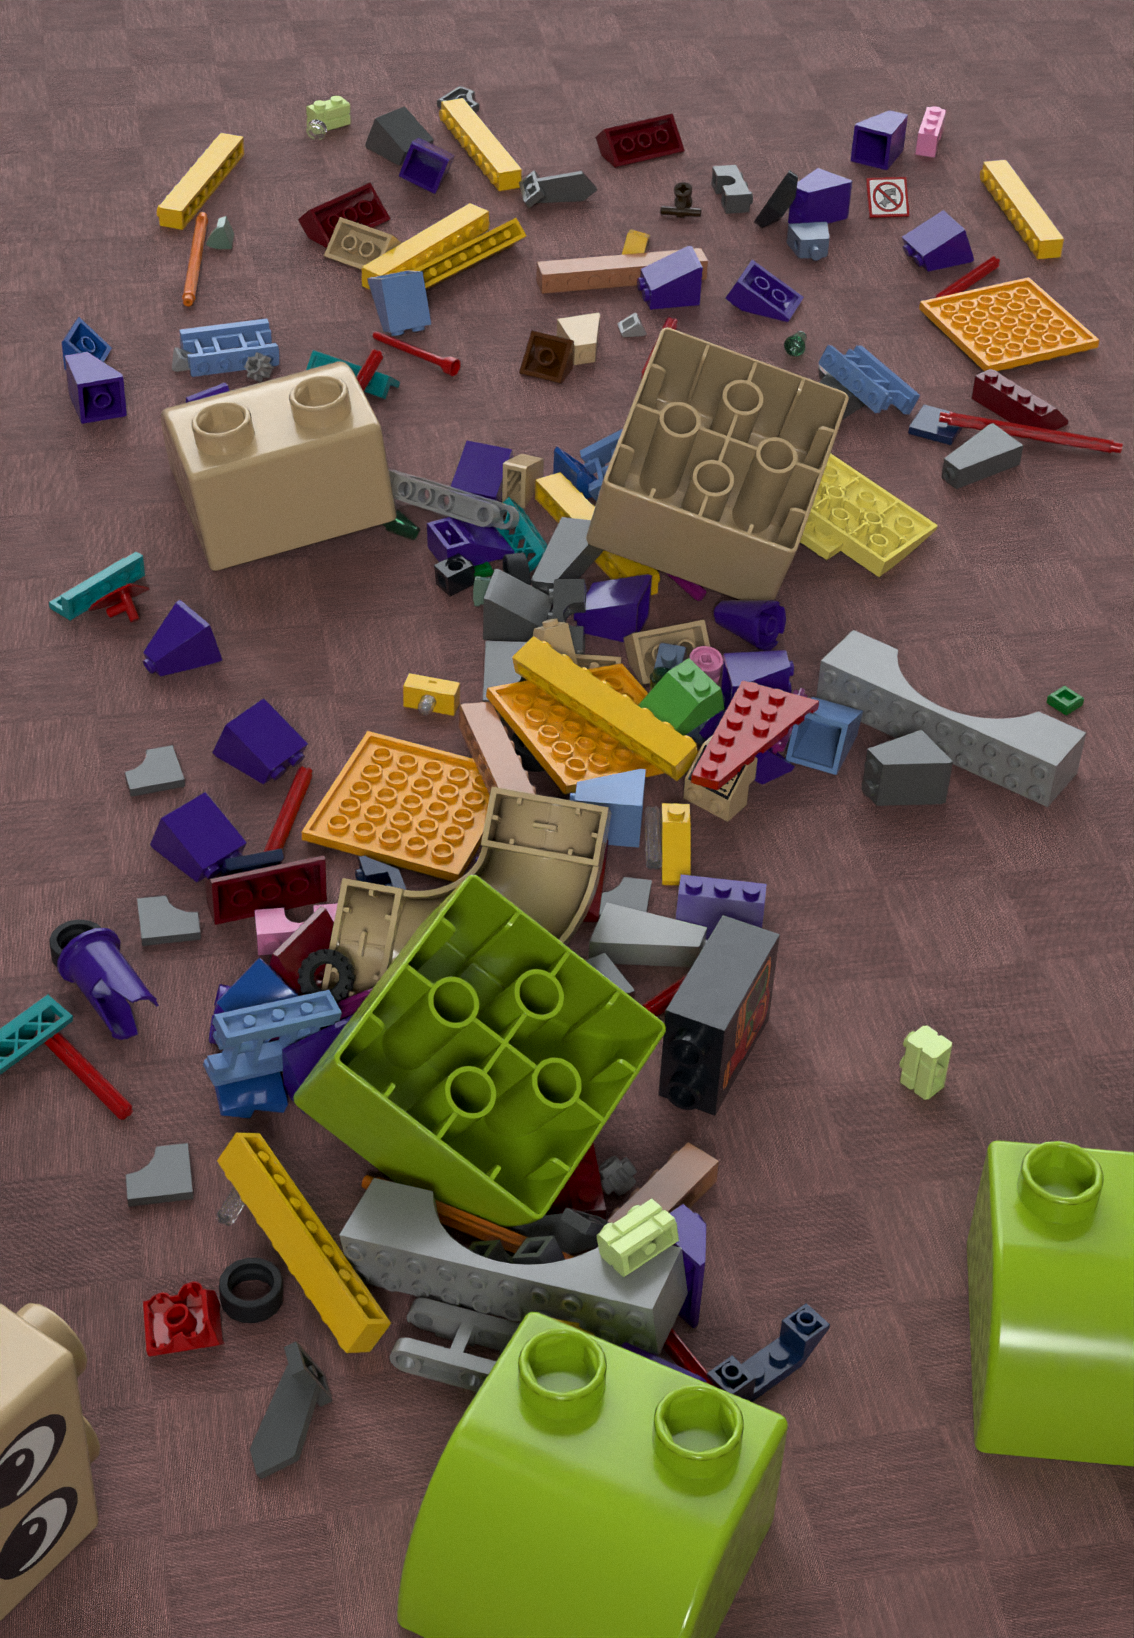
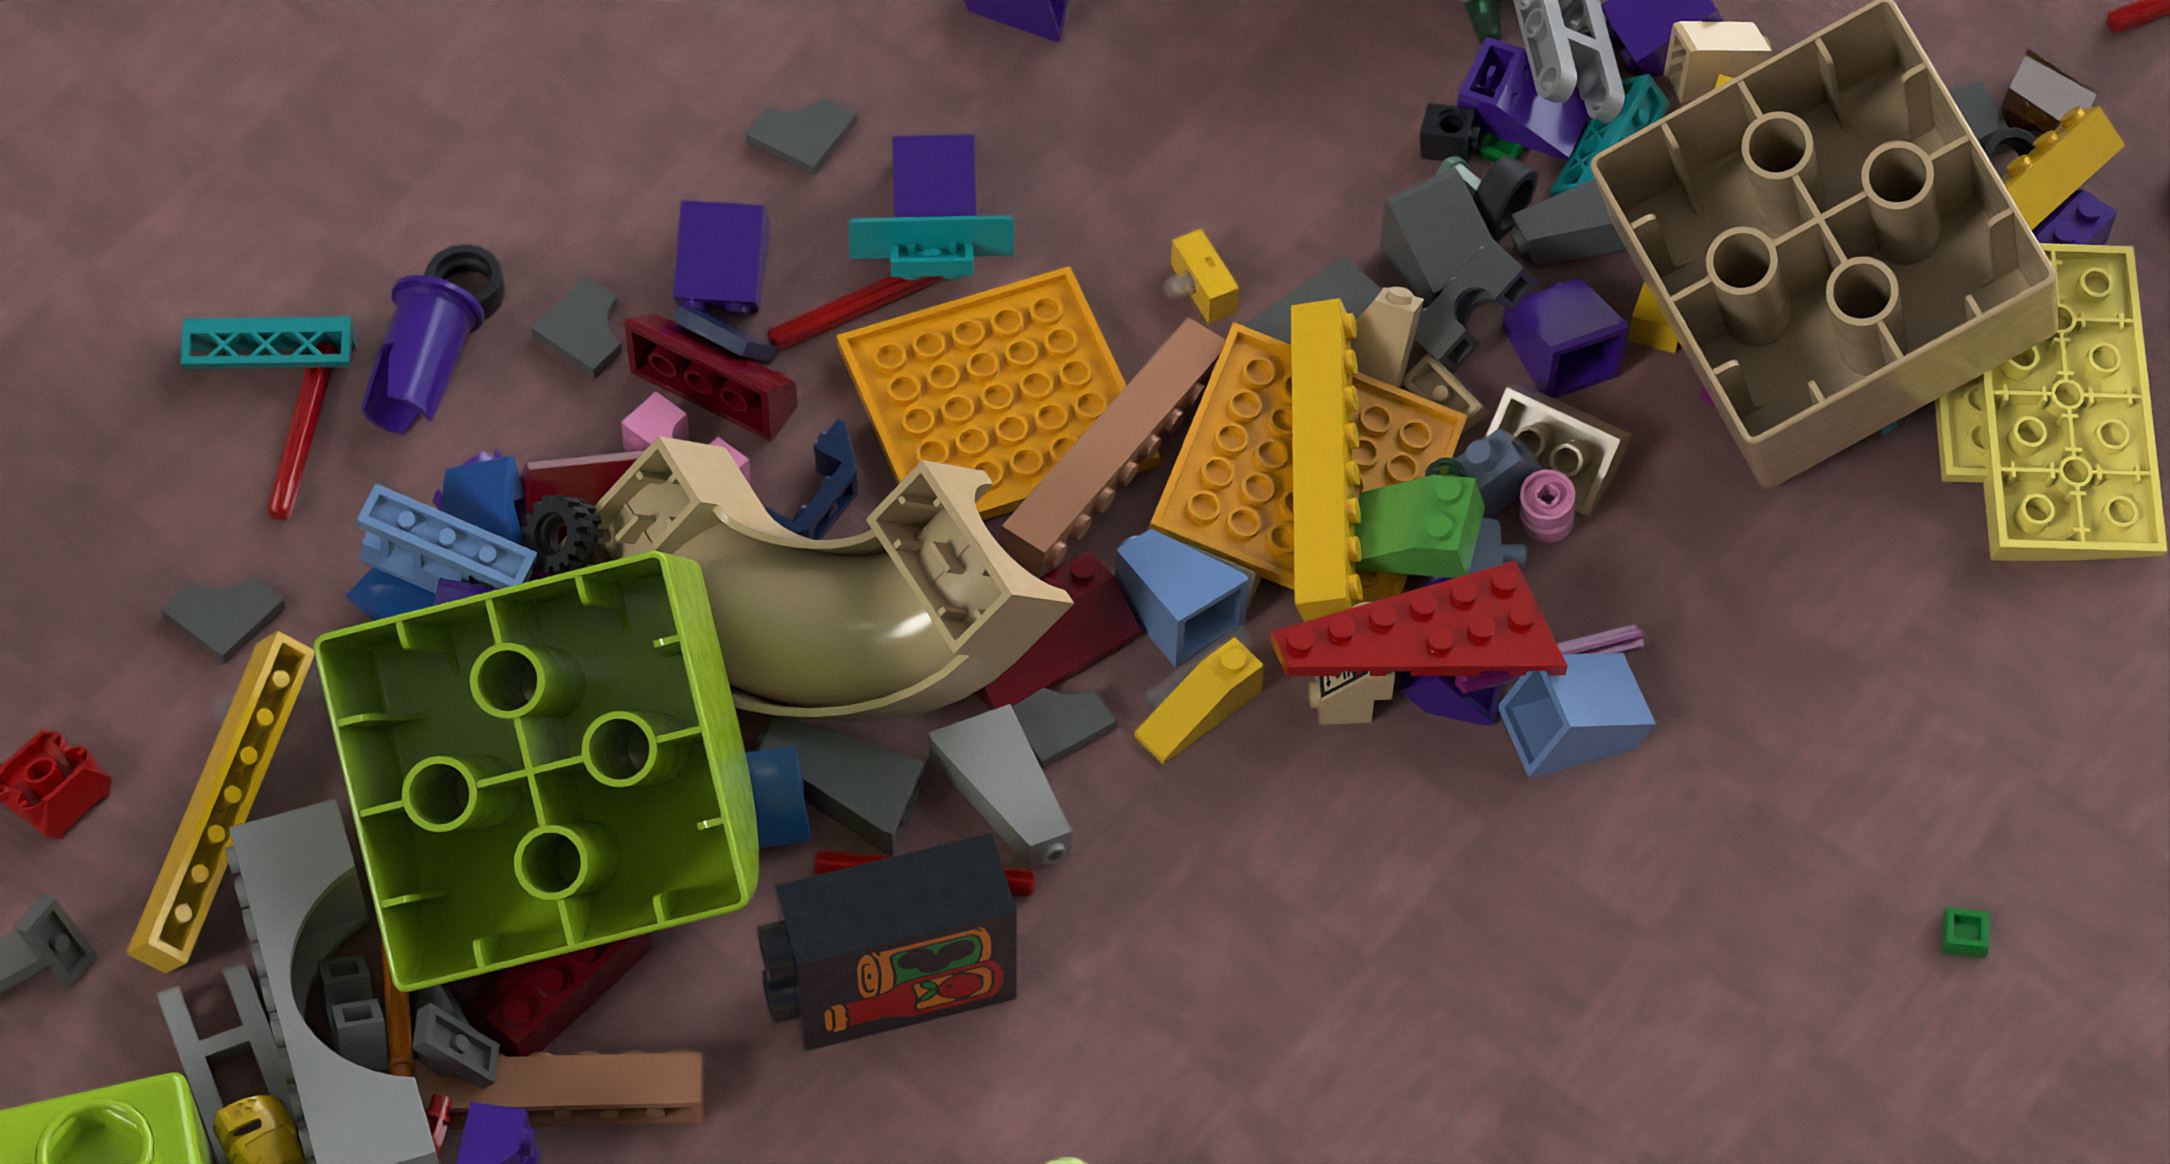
camera: 50 degrees right, 15 degrees up
(245, 1270) = (130, 780): black tyre -> none
(296, 762) = (931, 244): none -> teal bracket
(617, 1175) = (599, 1019): light grey gear -> none
(637, 1237) = (401, 1098): yellowish green brick -> none
(707, 899) = (1131, 826): dark purple slope -> none
(752, 620) = (1706, 493): dark purple cone -> none
(761, 667) = (1577, 575): dark purple slope -> none
(907, 772) = (1580, 845): dark grey slope -> none
(1022, 753) = (1767, 955): light grey arch -> none

